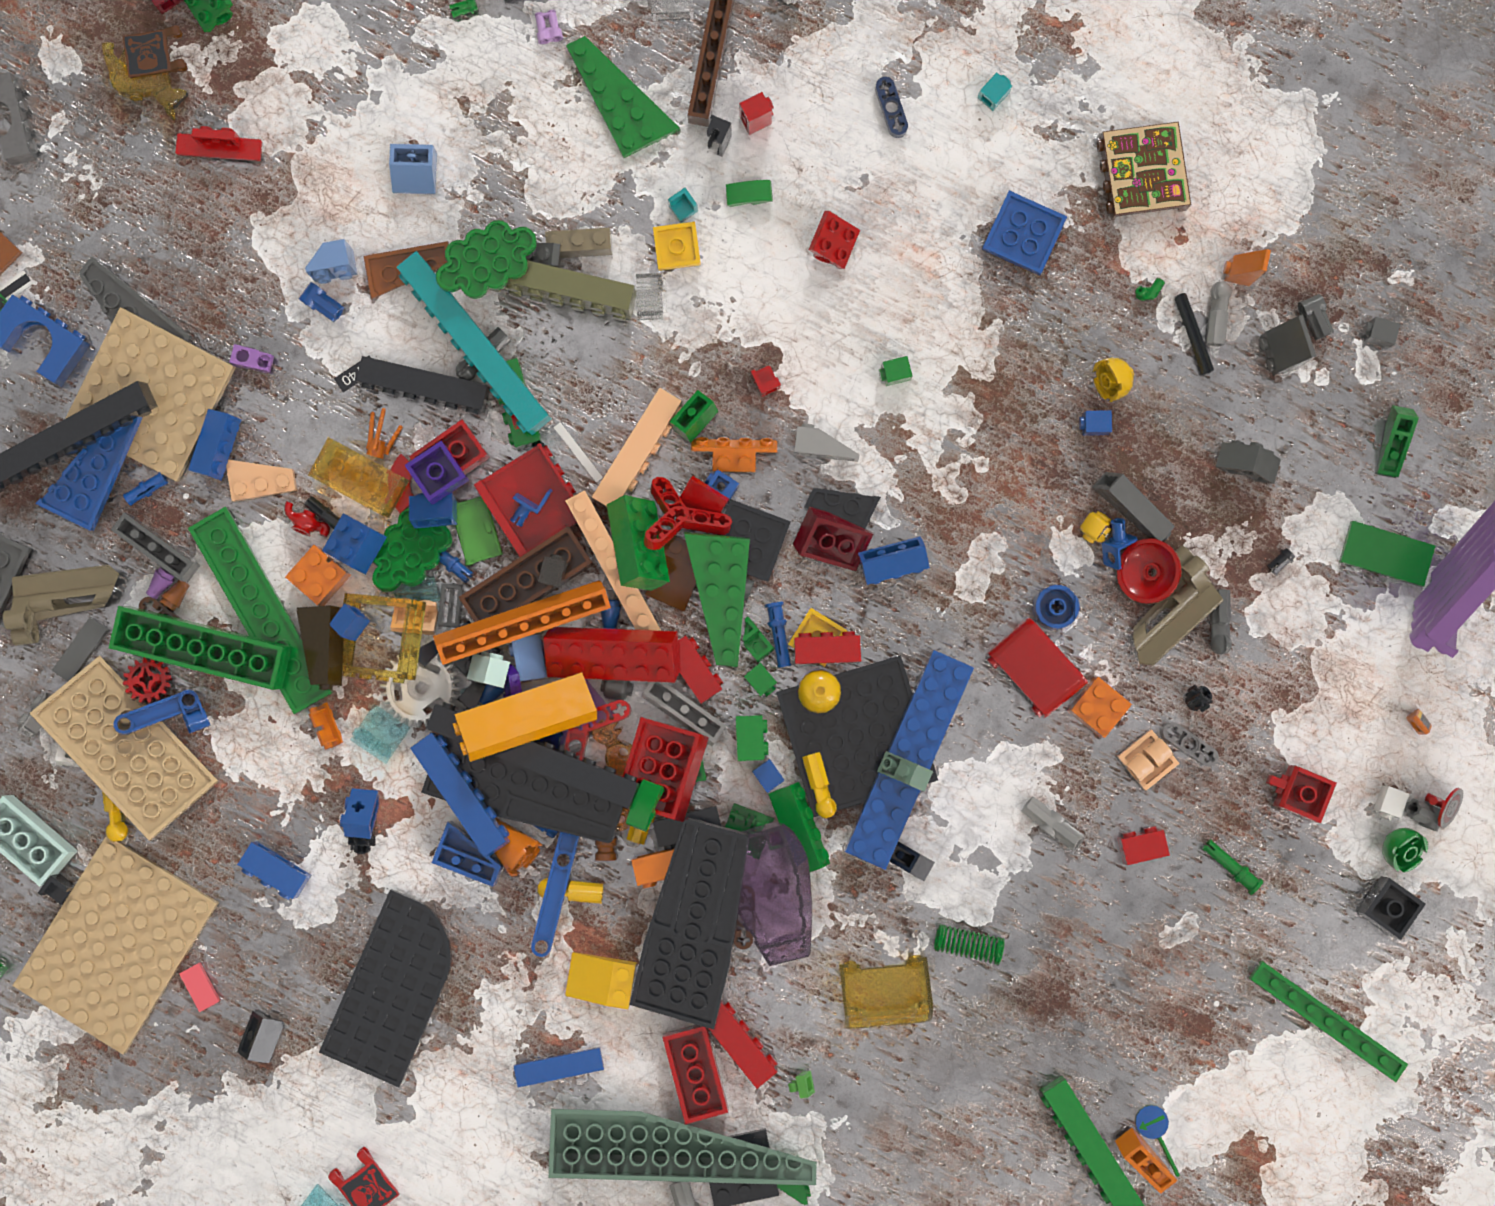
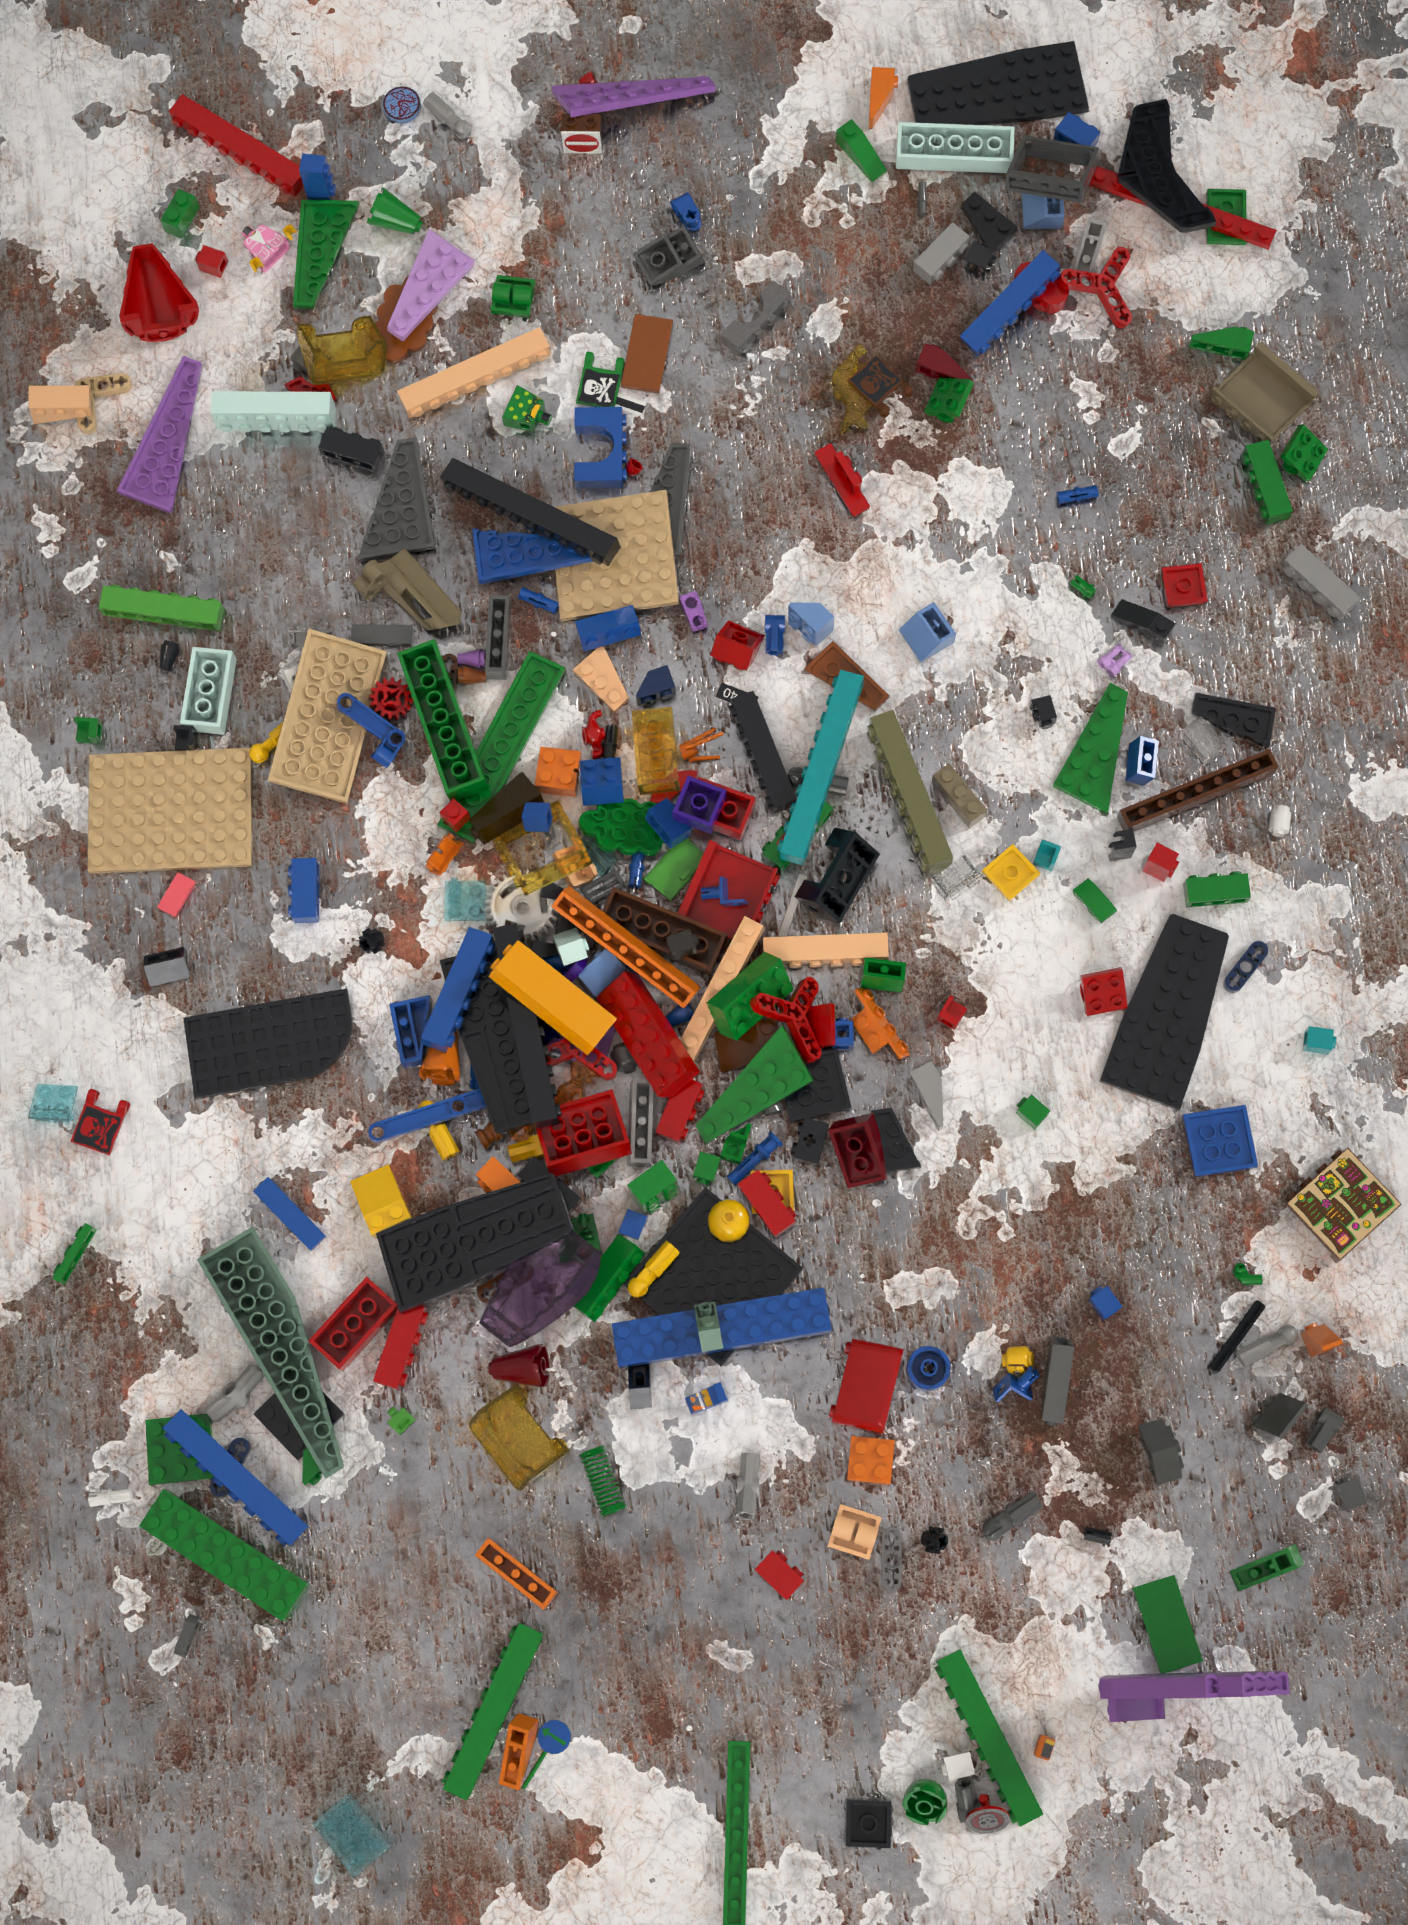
camera: 60 degrees right, 10 degrees down
(77, 322) = (633, 467): none -> red hinge
(297, 437) = (656, 685): none -> dark blue slope
(297, 693) = (454, 815): none -> red brick
(309, 342) = (736, 645): none -> red slope
(360, 813) = (392, 925): blue brick -> none
(486, 259) = (893, 731): green plate -> none
(545, 254) = (927, 768): dark grey plate -> none
(553, 119) = (1043, 711): none -> black brick
(596, 410) = (832, 895): none -> black plate
(643, 806) = (545, 1133): green slope -> none
(655, 66) = (1142, 760): none -> blue brick
(793, 564) = (817, 1131): none -> black brick
(809, 83) = (1216, 889): none -> green brick
(828, 950) = (522, 1366): none -> dark red cone
(887, 200) = (1168, 1014): none -> black wing
(894, 560) = (876, 1211): blue brick -> none
(956, 810) = (706, 1398): none -> blue leg
(1000, 1068) = (516, 1573): none -> orange brick
(1113, 378) = (1151, 1293): yellow cylinder -> none
(1136, 570) = (1007, 1417): red dish -> none
(1189, 604) = (1008, 1478): dark tan panel -> none
(1240, 873) = (812, 1674): green pin -> none
(1302, 793) = (914, 1680): red hinge -> none
(1384, 761) = (989, 1738): none -> green brick

